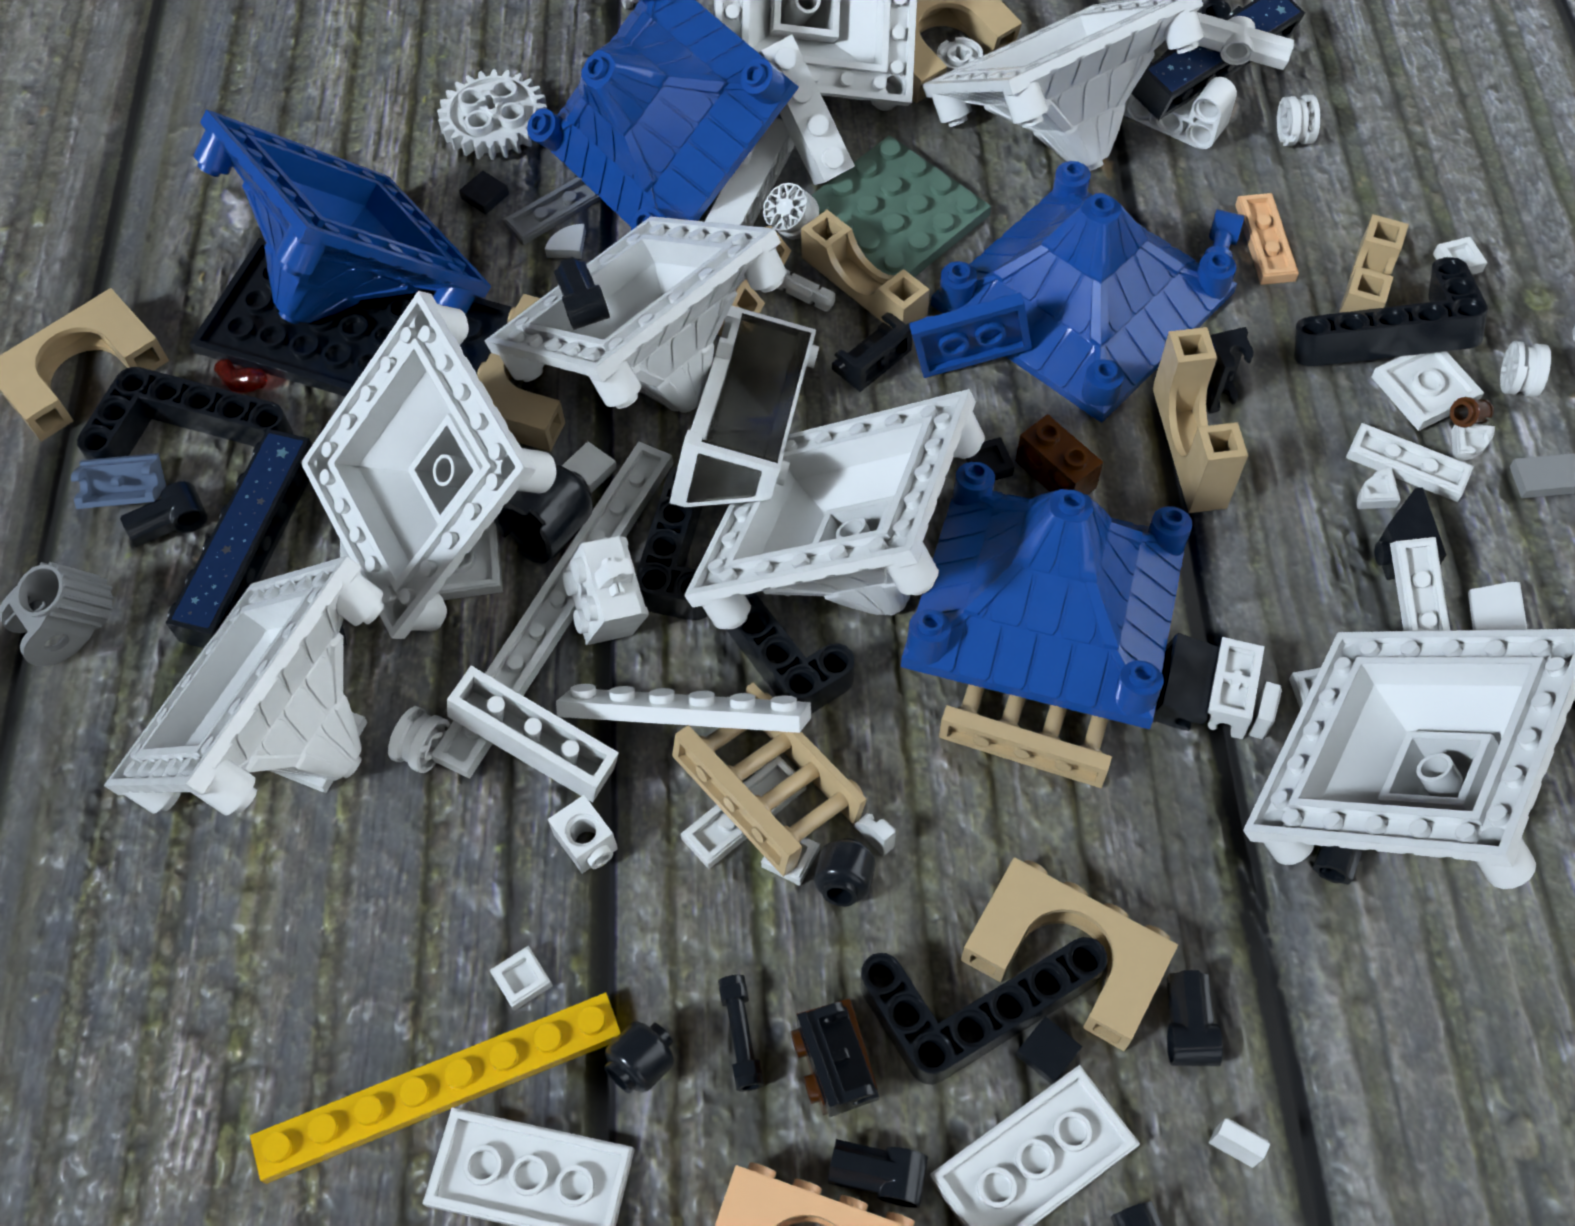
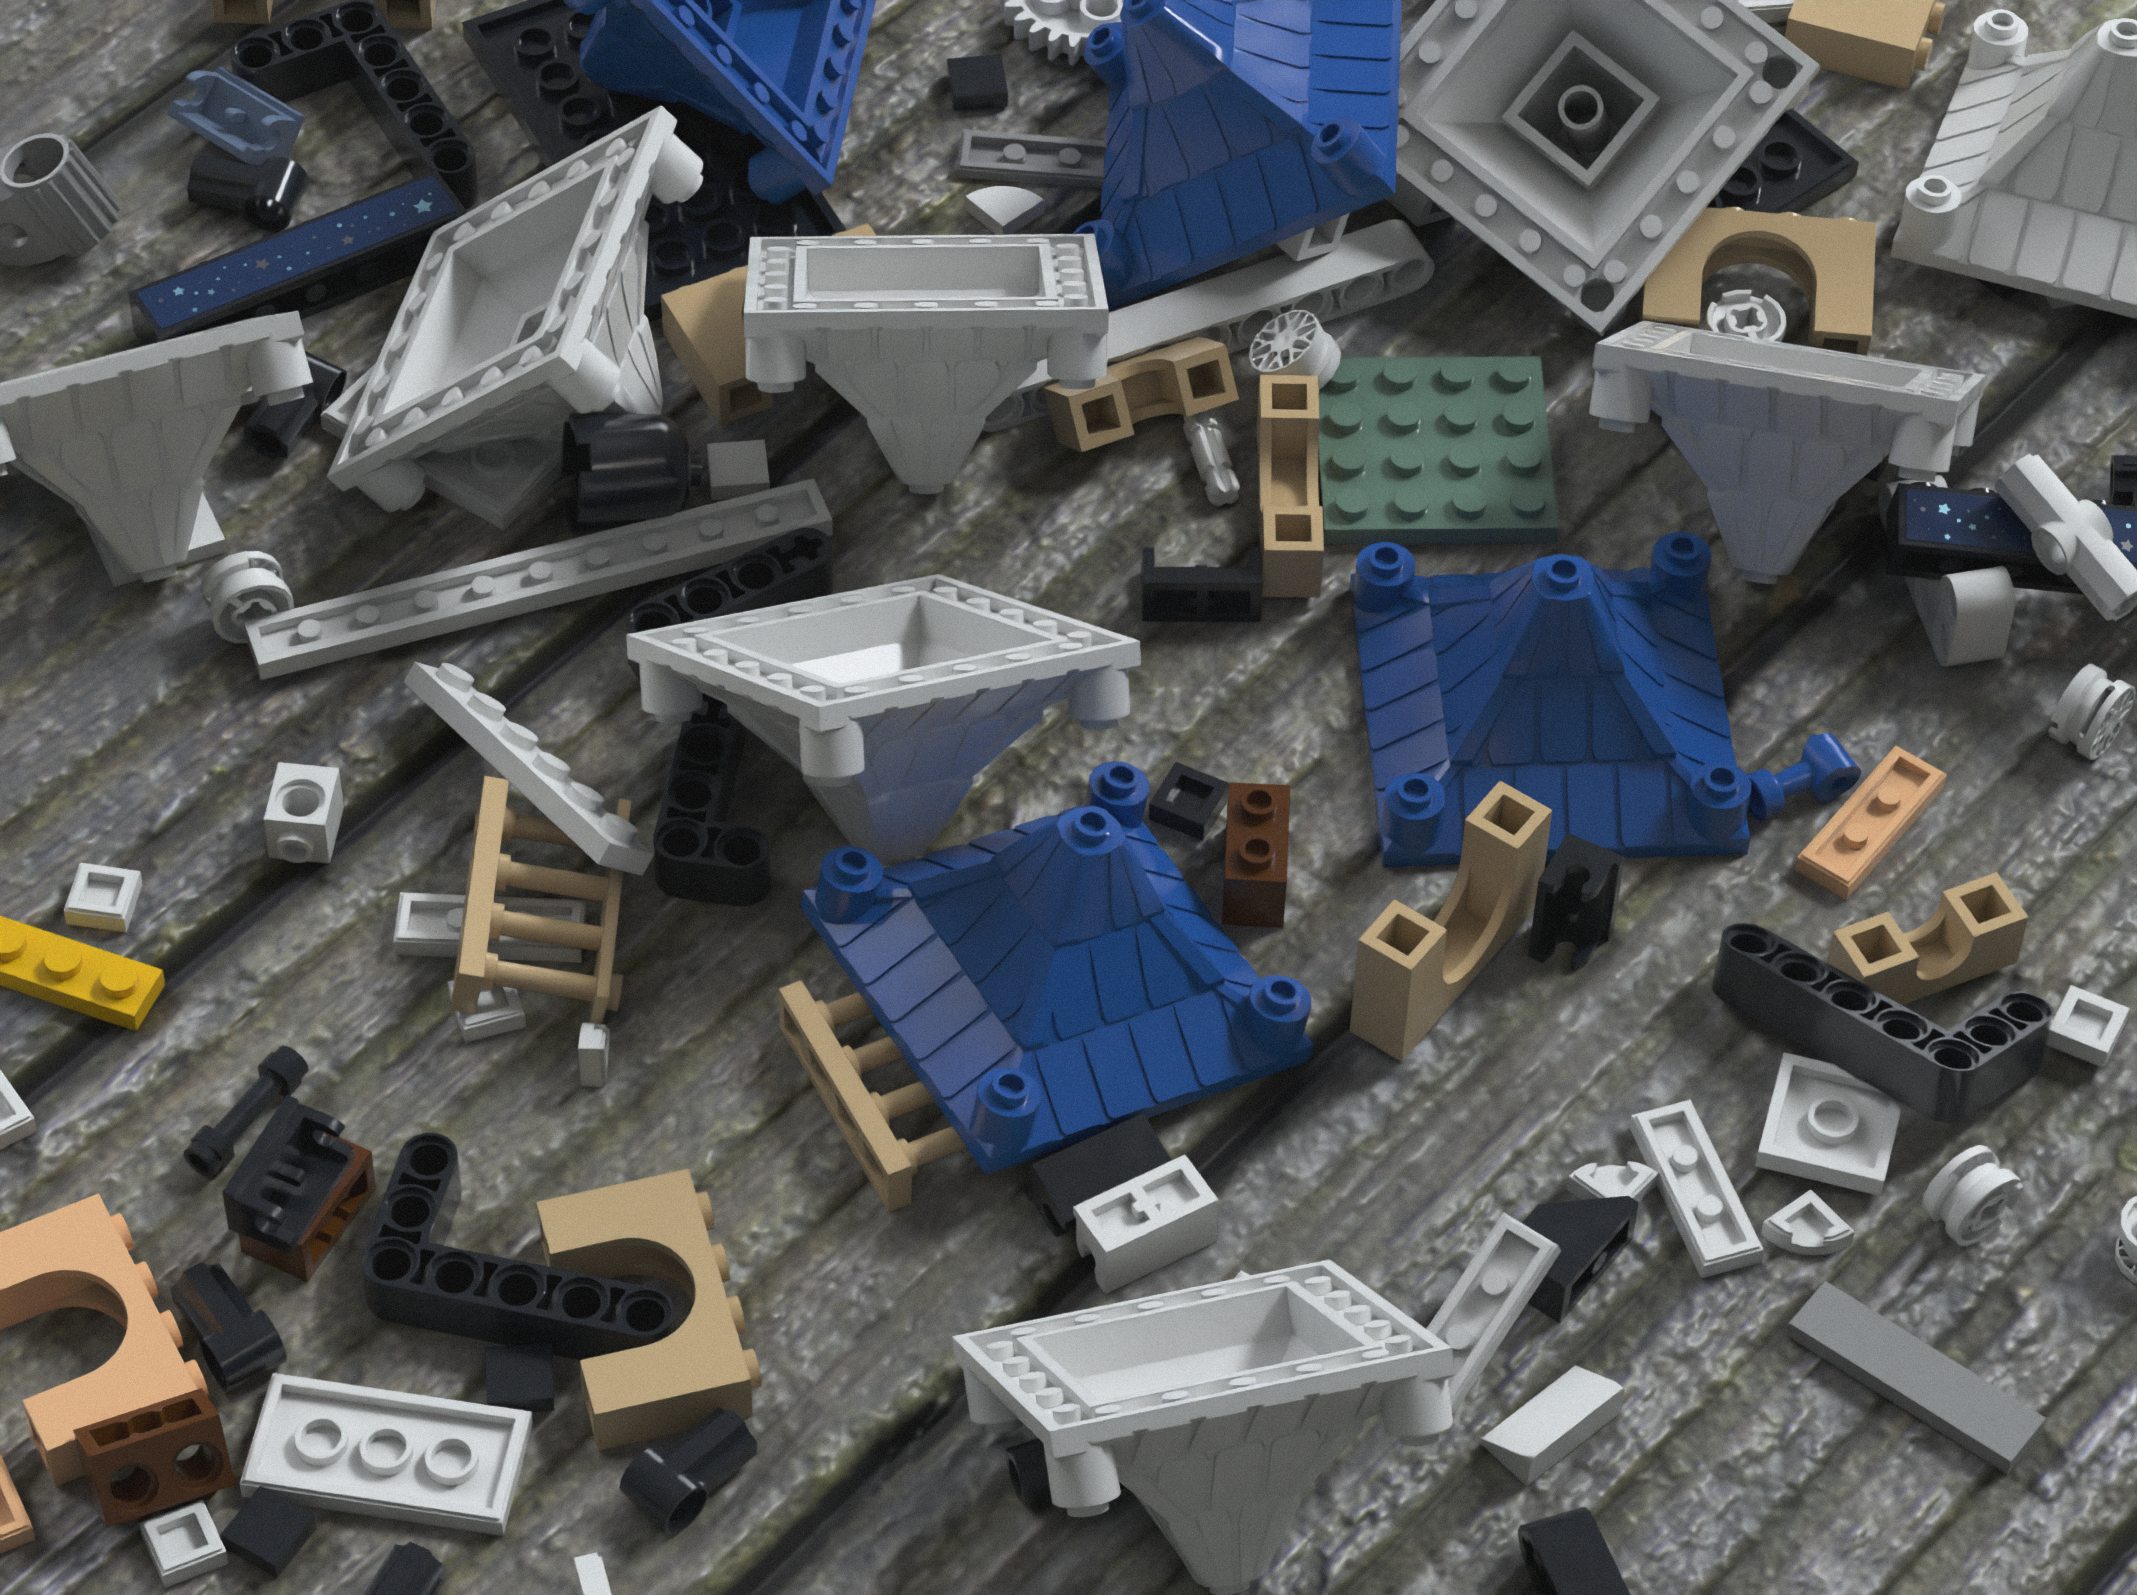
camera: 40 degrees right, 10 degrees down
(240, 380) = (479, 103): clear red arm -> none
(531, 733) = (351, 671): white brick -> none
(580, 297) = (880, 258): black piece -> none
(604, 590) = (582, 588): white hinge -> none
(639, 1057) = (125, 1044): black head -> none
(744, 412) = (940, 518): clear smoke windscreen -> none
(808, 116) = (1419, 239): white brick -> none
(844, 872) = (514, 1054): black head -> none
(971, 335) = (1309, 637): blue plate -> none
(1265, 710) = (1152, 1270): white tile -> none
(1468, 411) = (1824, 1180): reddish brown pin -> none

